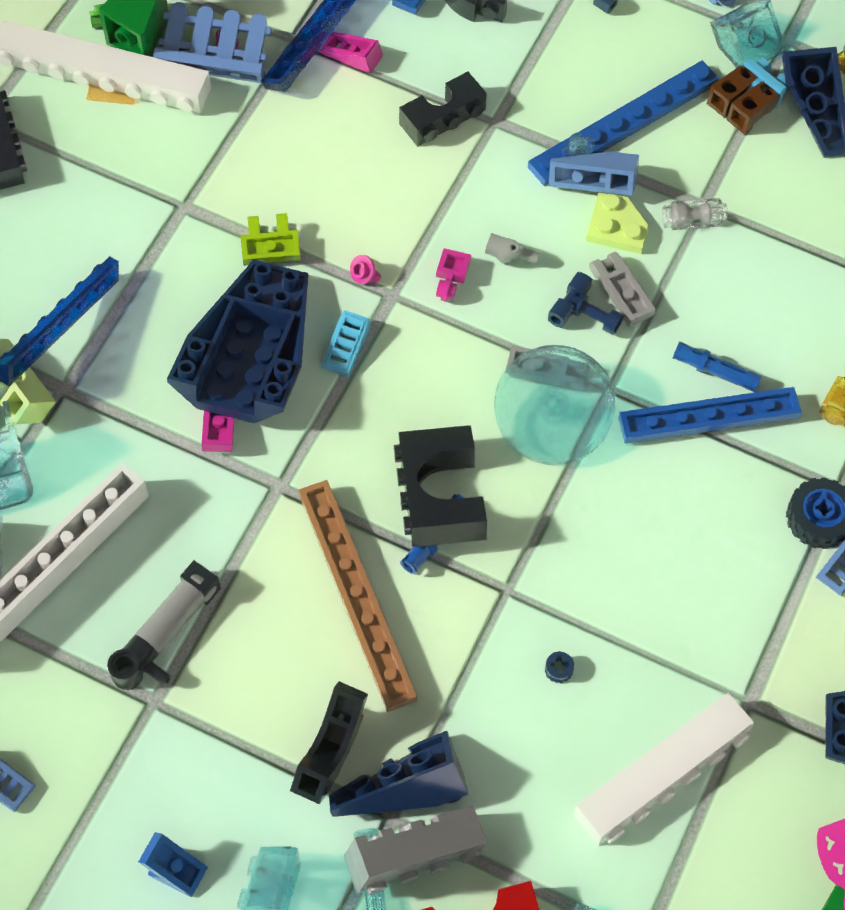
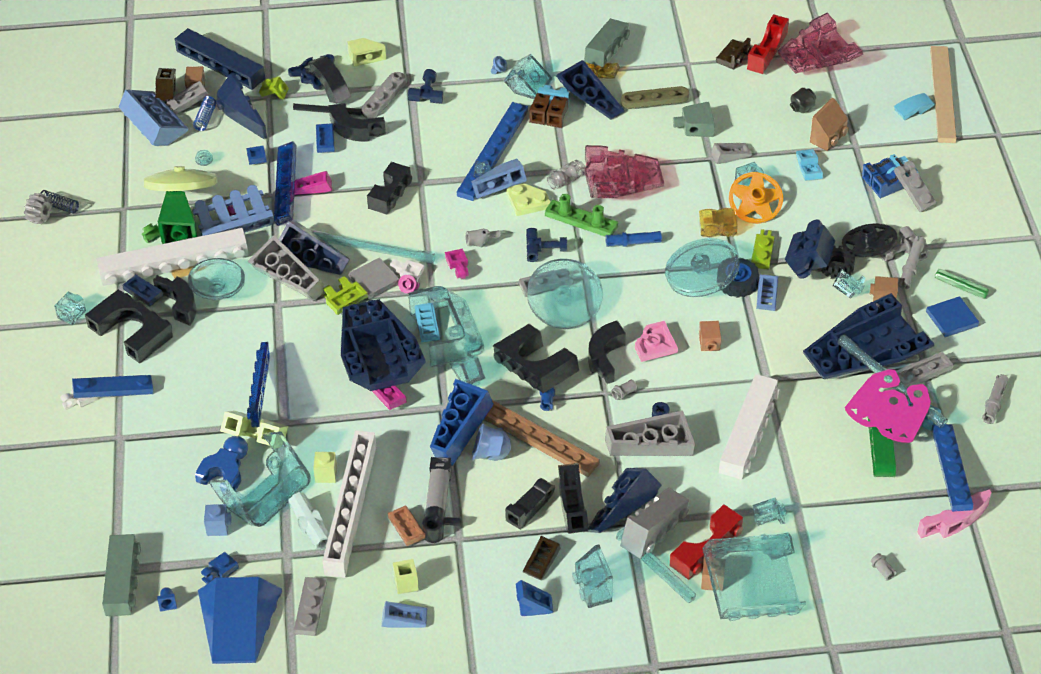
camera: 30 degrees left, 15 degrees down
(32, 96) = (142, 290): none -> dark blue plate
(33, 724) = (405, 576): none -> yellowish green brick
(58, 491) = (325, 467): none -> yellowish green brick
(70, 141) = (180, 291): none -> black arch
(97, 641) = (406, 525): none -> nougat plate
(124, 119) = (216, 279): none -> clear light blue dish
(223, 163) = (283, 266): none -> light grey wedge
(251, 806) = (542, 543): none -> dark brown slope
(267, 527) = (460, 419): none -> blue wedge
(272, 142) = (312, 249): none -> dark blue wedge
(279, 707) = (529, 503): none -> black leg
(290, 585) = (491, 444): none -> medium blue helmet
(328, 235) = (374, 277): none -> light grey tile
(343, 450) = (468, 370): none -> clear light blue slope
(378, 248) = (407, 268): none -> white plate
(379, 397) = (462, 338): none -> clear light blue windscreen
(410, 233) = (419, 255): none -> clear light blue piece
(513, 705) = (651, 436): none -> light grey wedge
(532, 602) = (619, 392): none -> light grey pin
(550, 511) = (601, 343): none -> black arch
(623, 288) = (555, 226): light grey plate -> none
(629, 551) = (655, 342): none -> bright pink plate
(667, 296) = (592, 222): none -> bright green plate
(709, 415) = (645, 262): blue plate -> none
(712, 587) = (709, 335): none -> nougat brick
(768, 255) = (618, 174): none -> clear pink wedge
(778, 470) = (702, 267): none -> clear light blue dish

